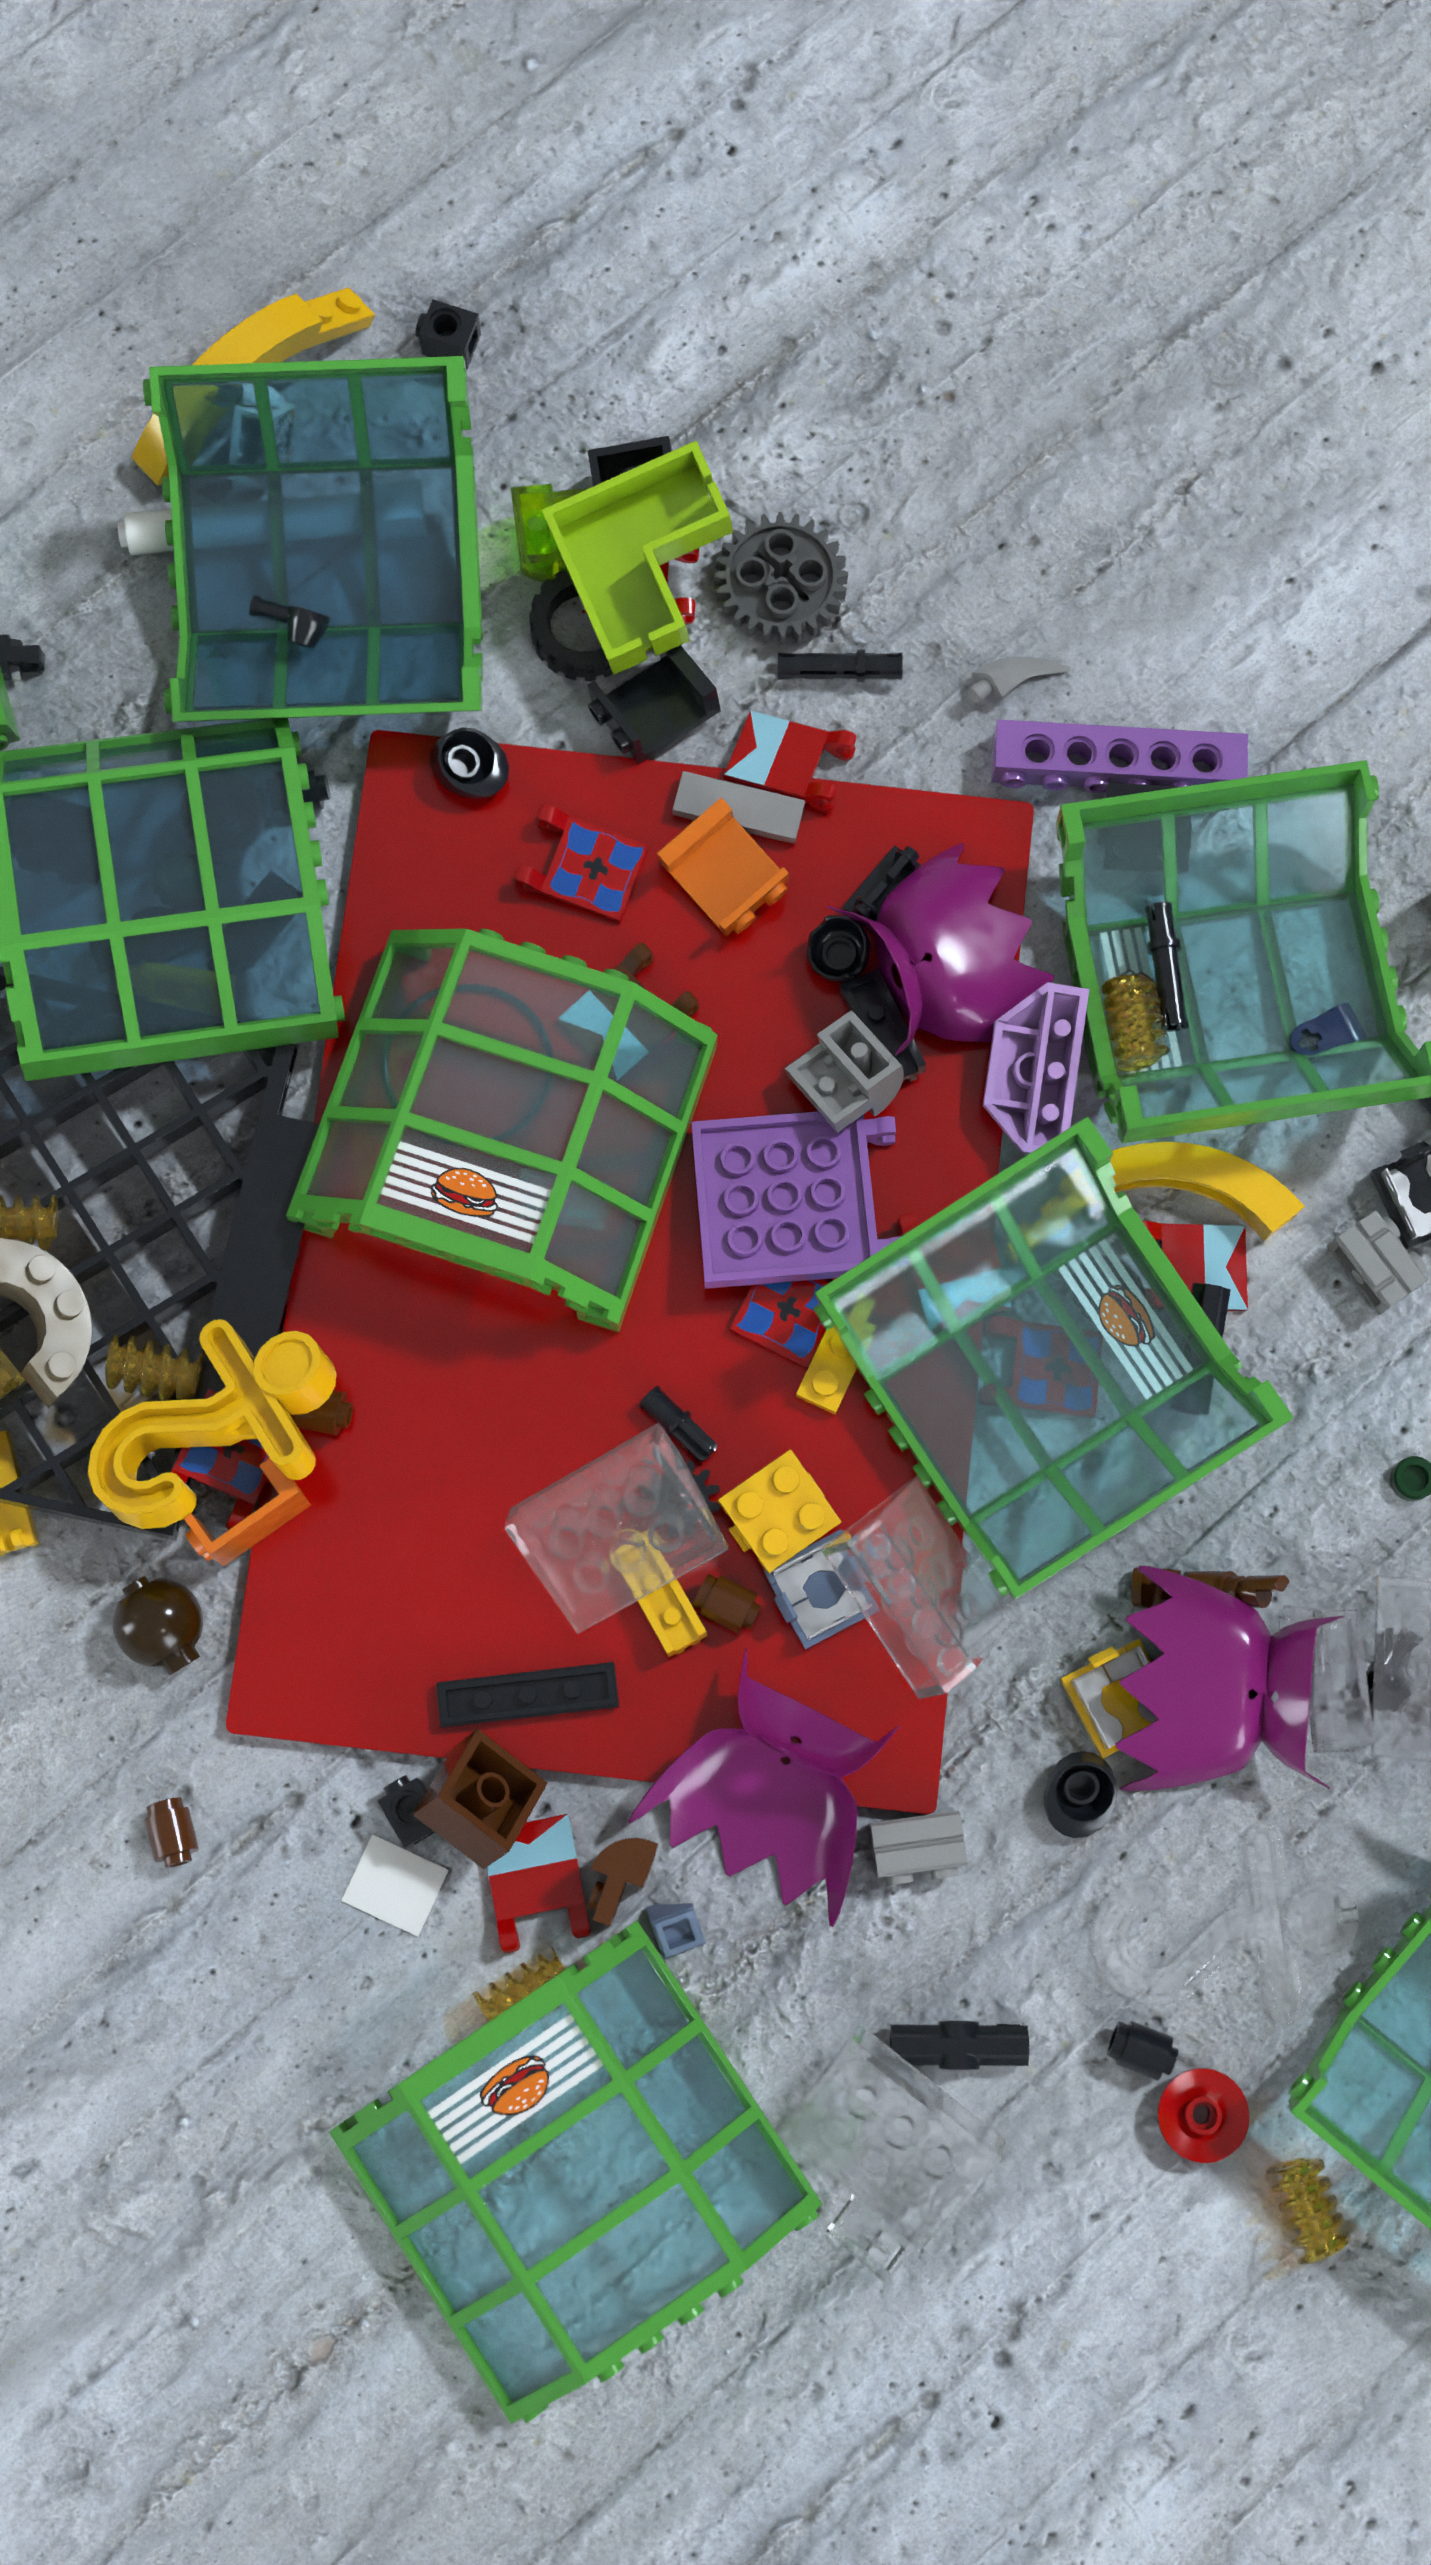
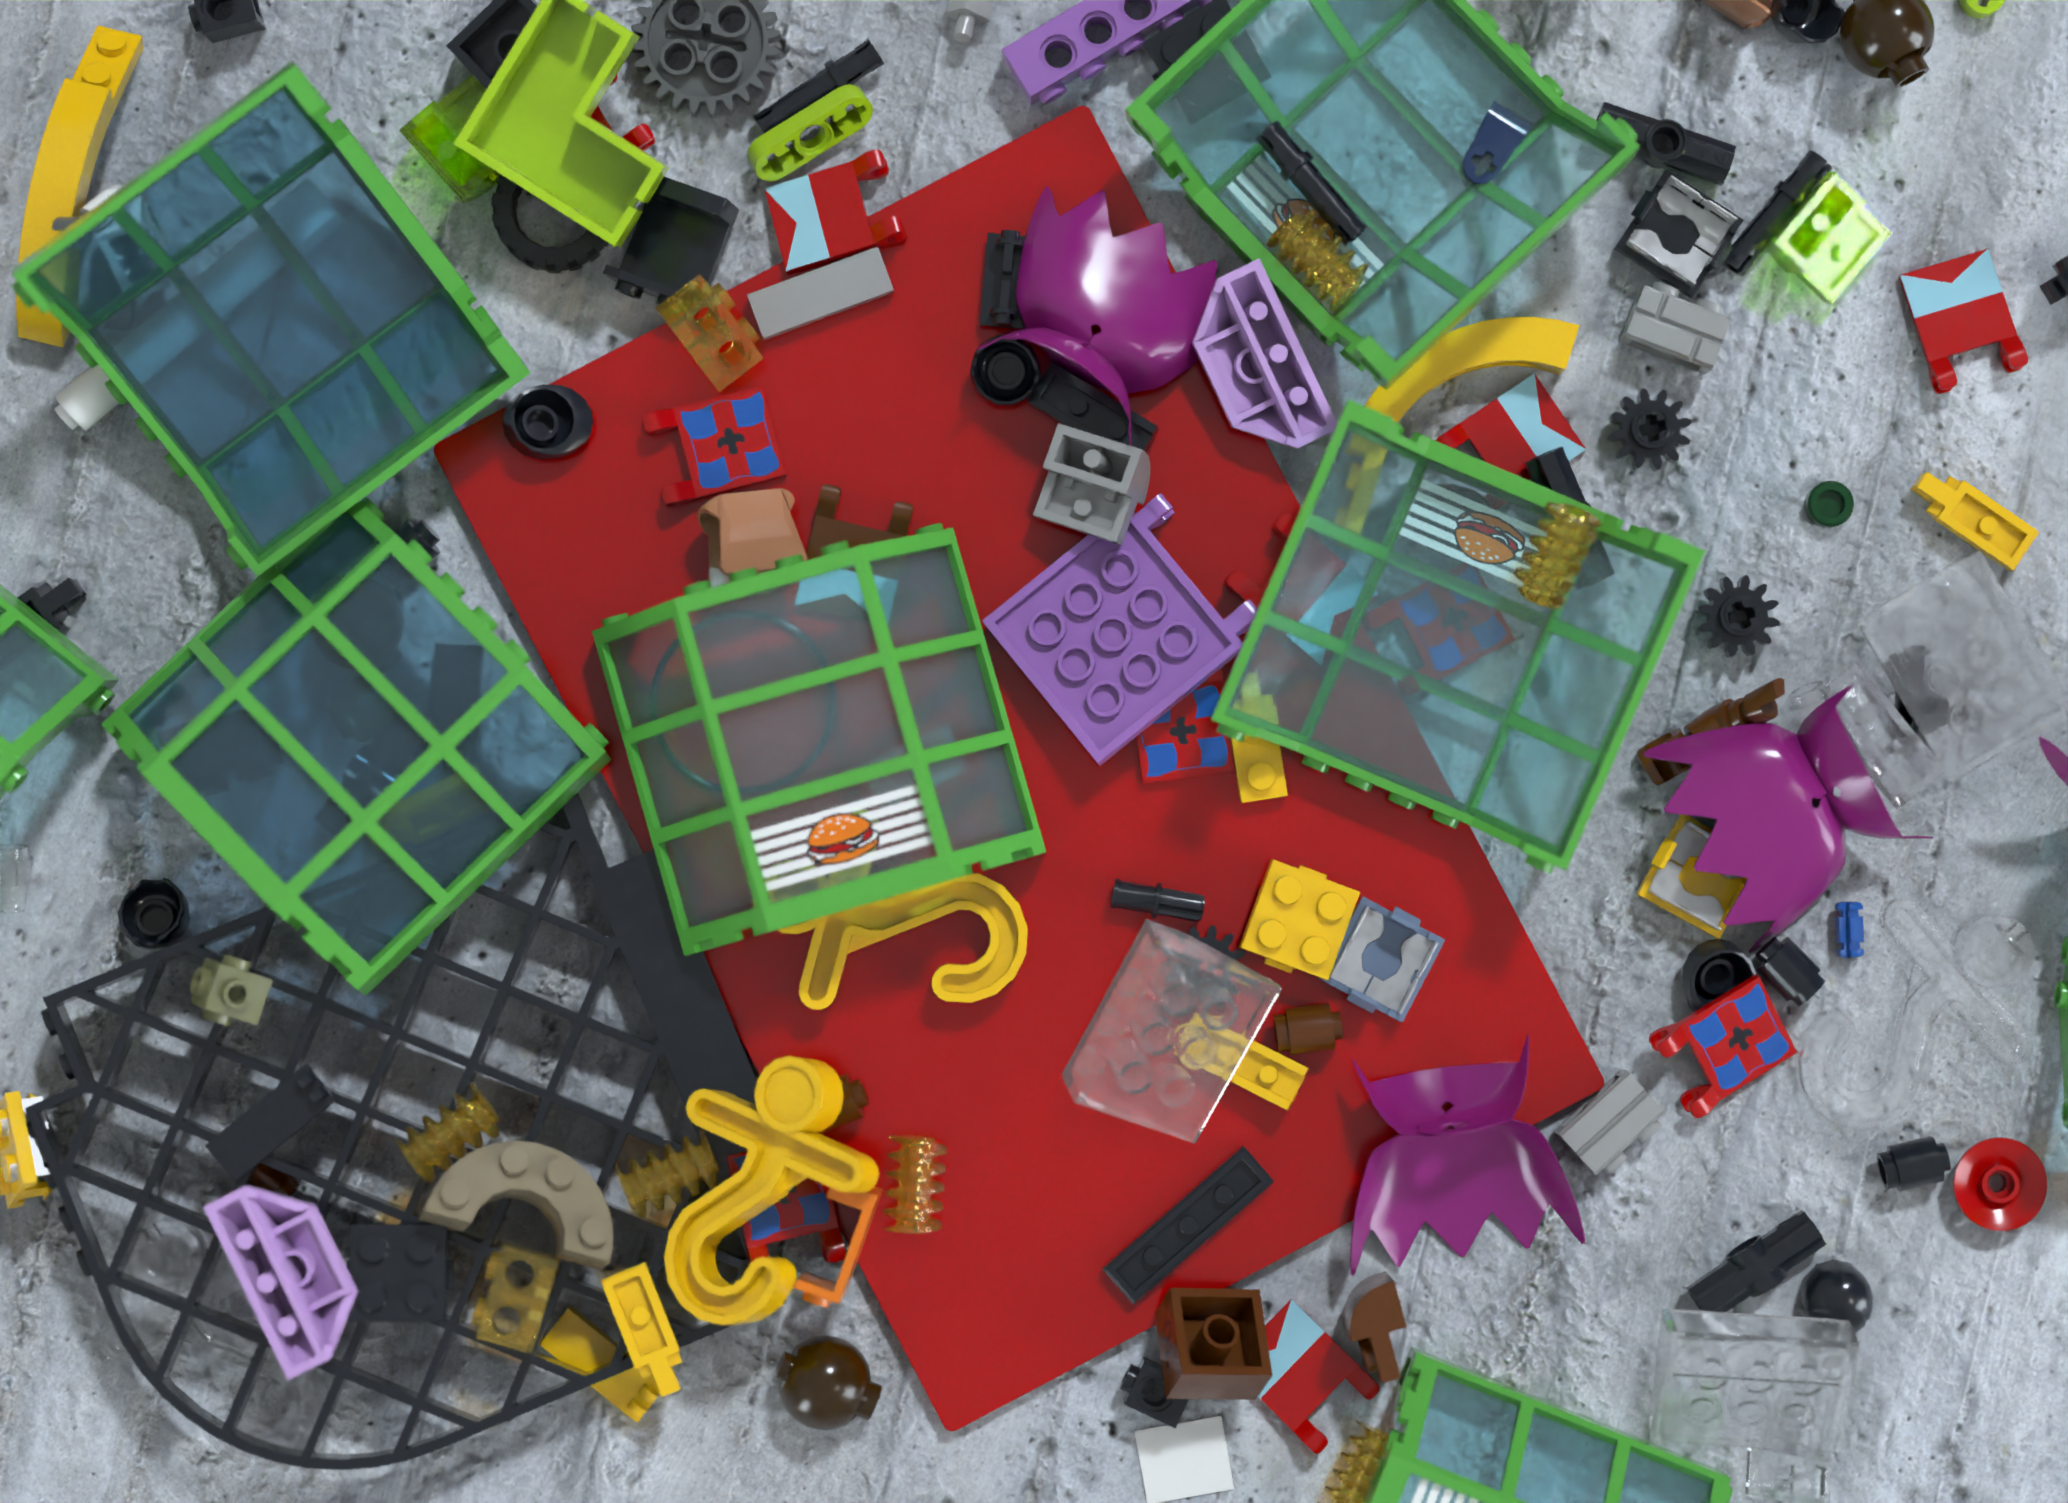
camera: 30 degrees left, 10 degrees up
(49, 1474) = (644, 1325): none -> yellow hinge
(303, 625) = (304, 396): black bar -> none
(337, 1512) = (915, 1184): none -> clear yellow piece
(446, 1286) = (869, 923): none -> yellow piece
(565, 927) = (748, 532): none -> nougat piece
(629, 774) = (708, 334): none -> clear yellow brick
(675, 1928) = (1448, 1332): sand blue slope -> none
(723, 869) = (851, 364): orange panel -> none
(799, 703) = (830, 105): none -> lime beam
(919, 1590) = (1468, 905): clear slope -> none
(1013, 2114) = (1837, 1292): none -> black hair
(1061, 1847) = (1731, 1040): none -> red flag
(1143, 1822) = (1789, 970): none -> black brick
(1172, 1356) = (1557, 555): none -> clear yellow piece
(1213, 1823) = (1849, 929): none -> blue piece
(1296, 1505) = (1732, 634): none -> black gear
(1323, 1320) = (1661, 443): none -> black gear

